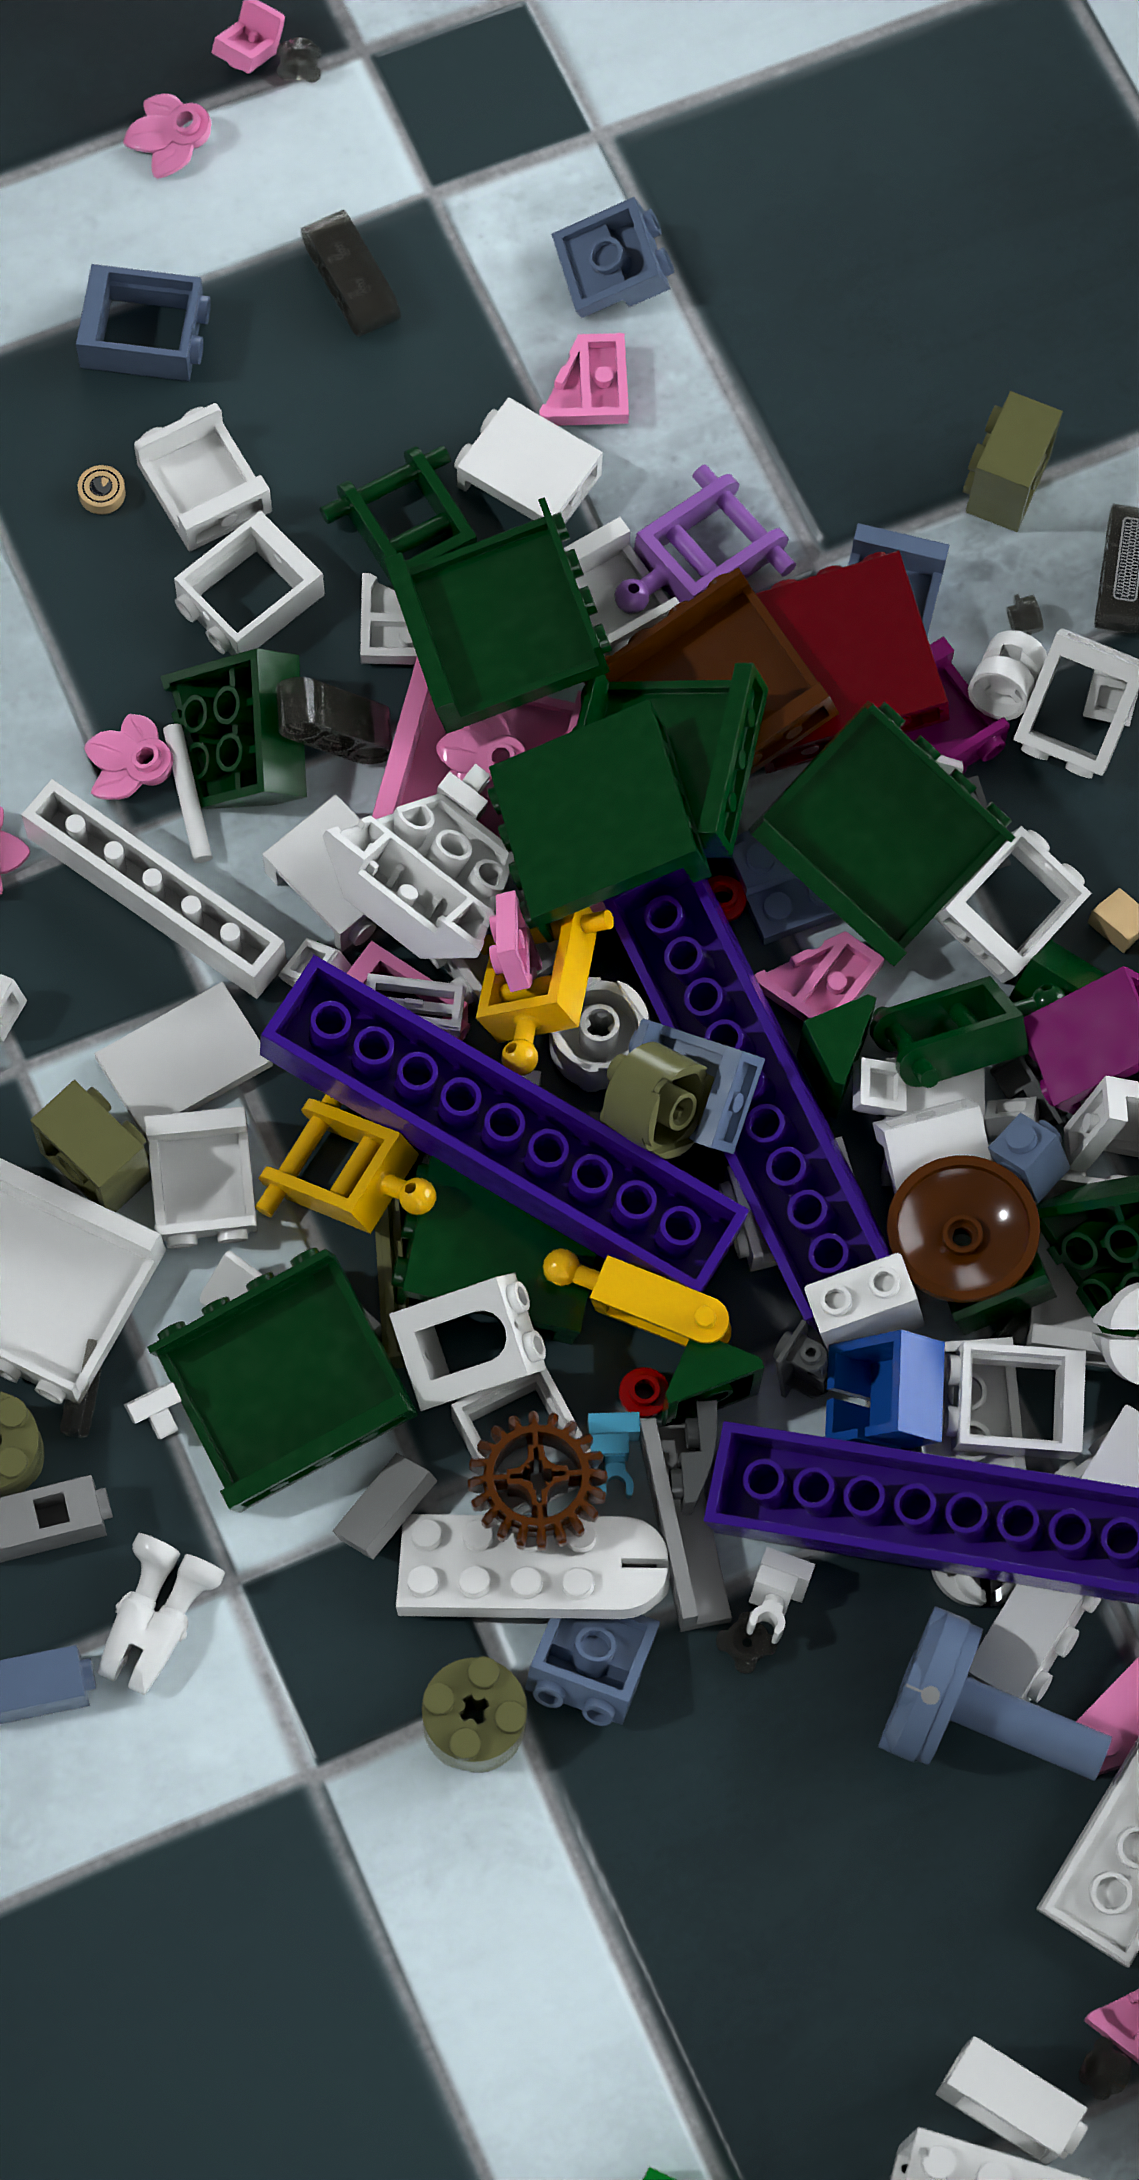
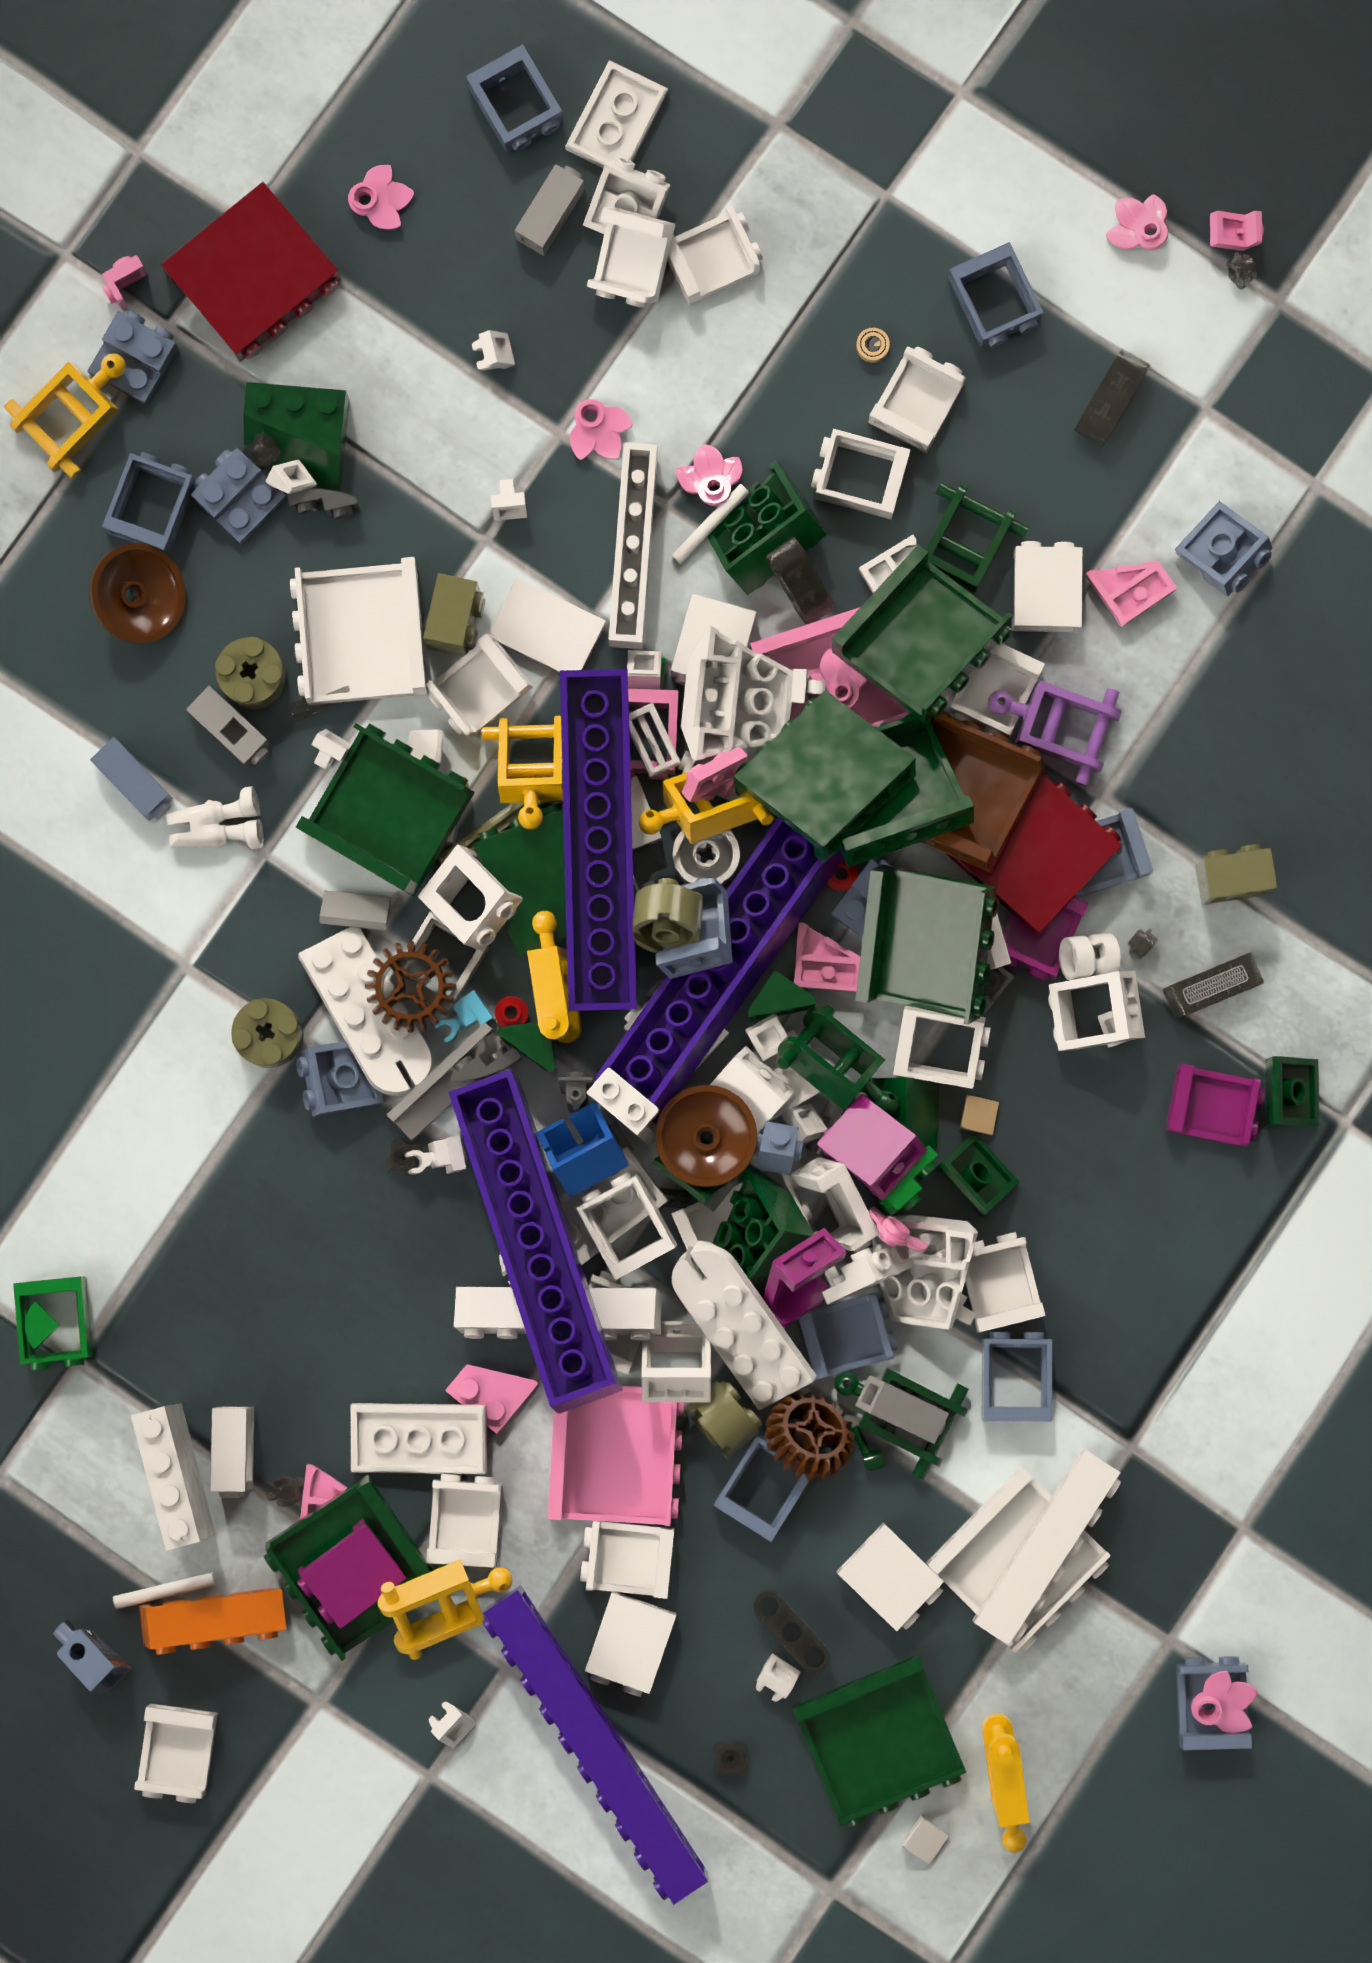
camera: 65 degrees right, 15 degrees up
(940, 1691) = (431, 1279): sand blue piece -> none

